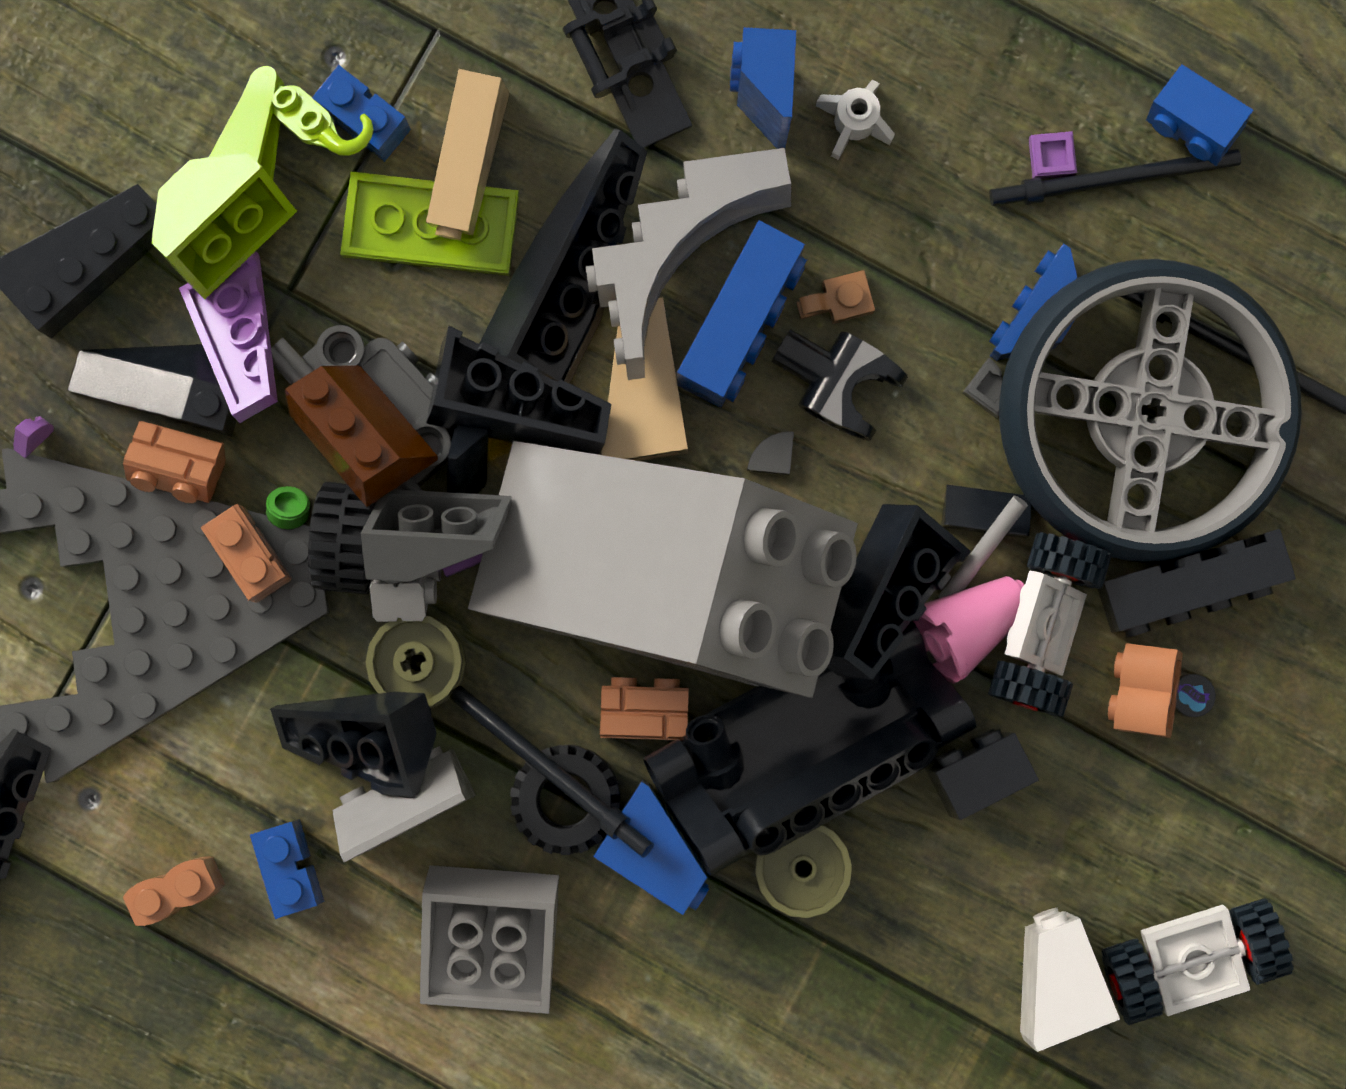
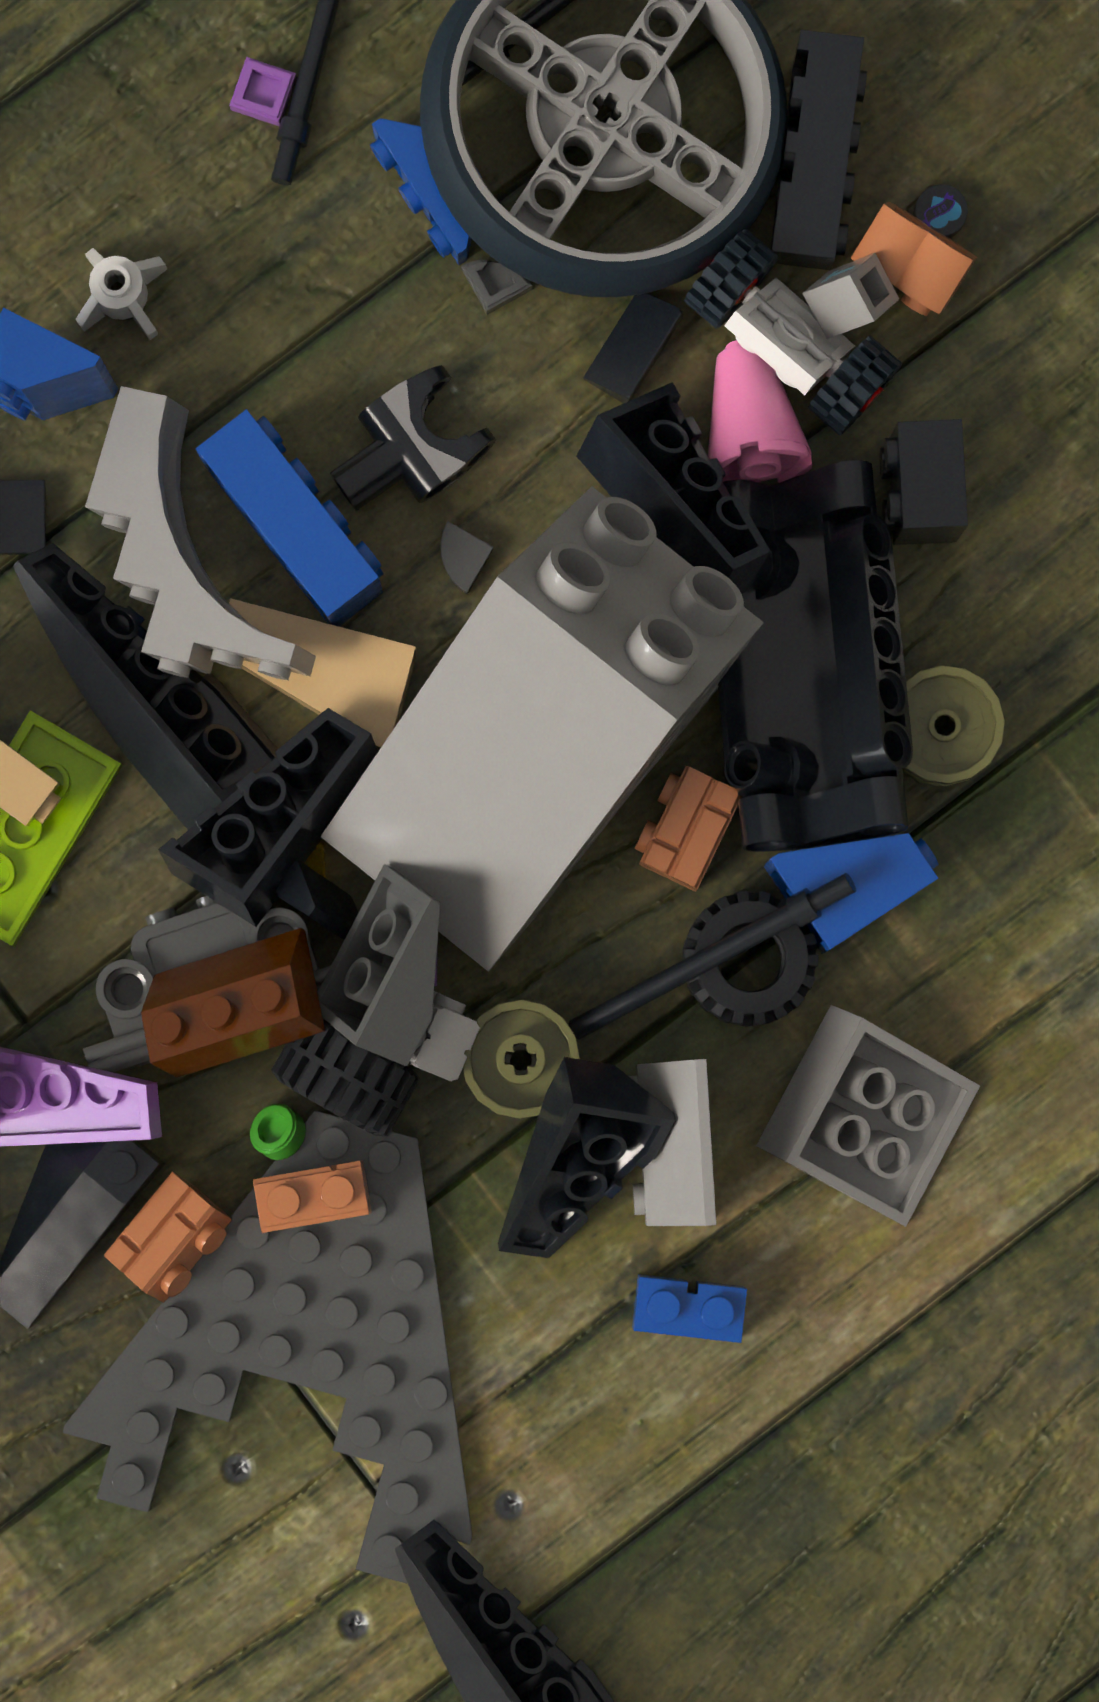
camera: 65 degrees left, 0 degrees up
(30, 435) = (62, 1390): medium lavender tile -> none
(167, 894) = (658, 1431): nougat brick -> none
(843, 298) = (319, 398): medium nougat plate -> none
(985, 546) = (674, 363): light grey bar -> none
(1096, 656) = (850, 296): none -> light grey brick

